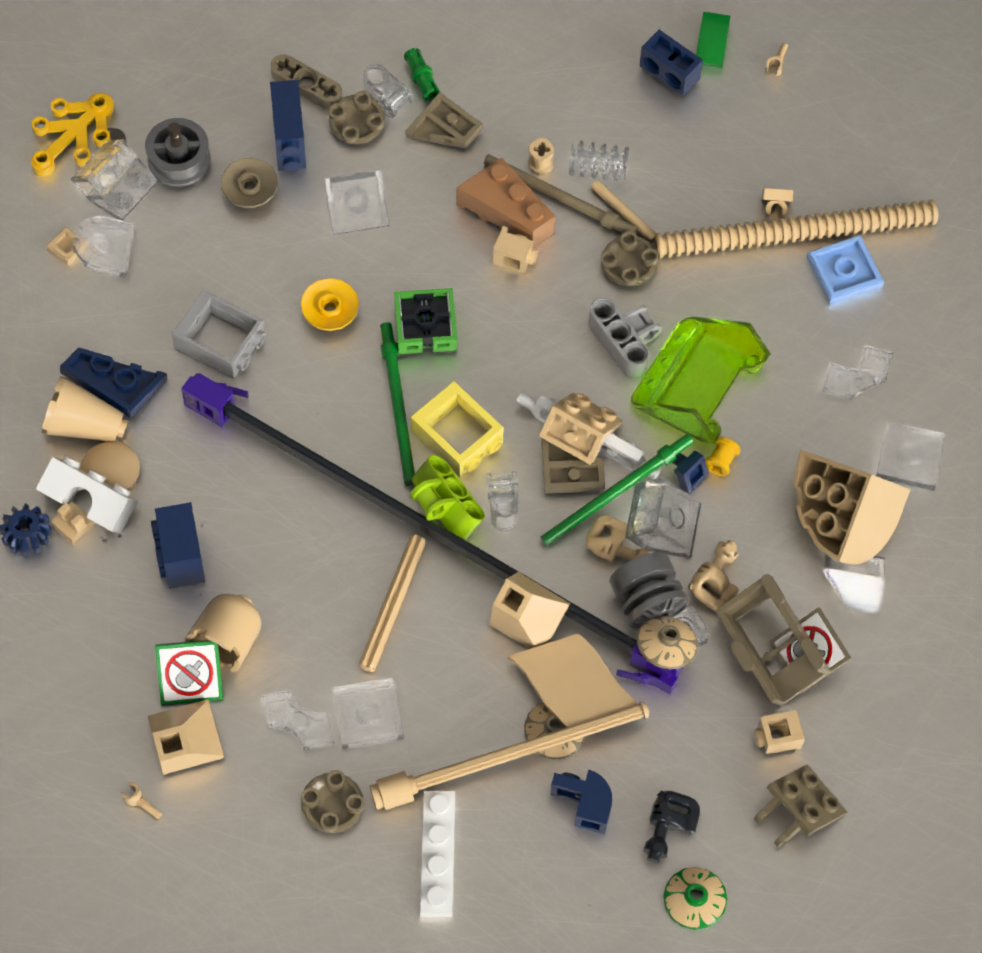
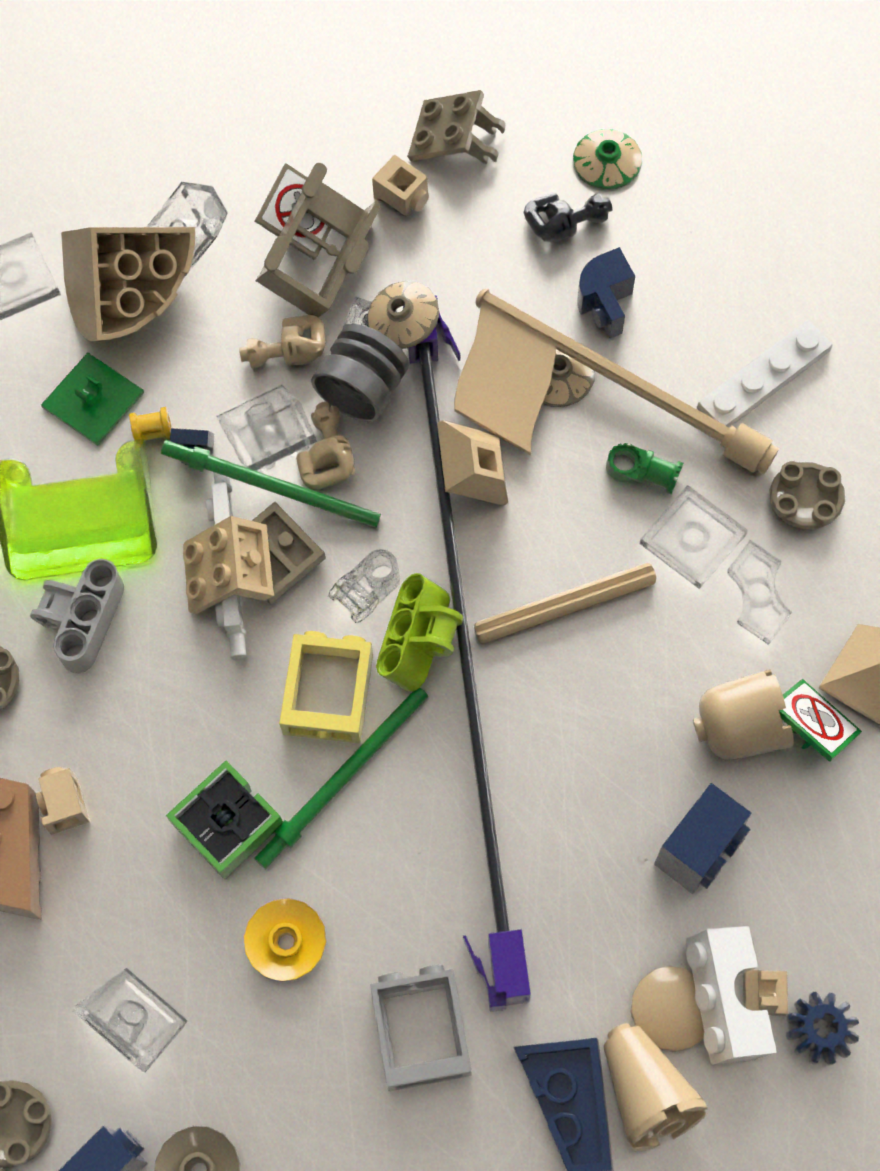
camera: 125 degrees left, 5 degrees up
(437, 719) = (645, 468): none -> green connector
(774, 442) = (92, 398): none -> green piece

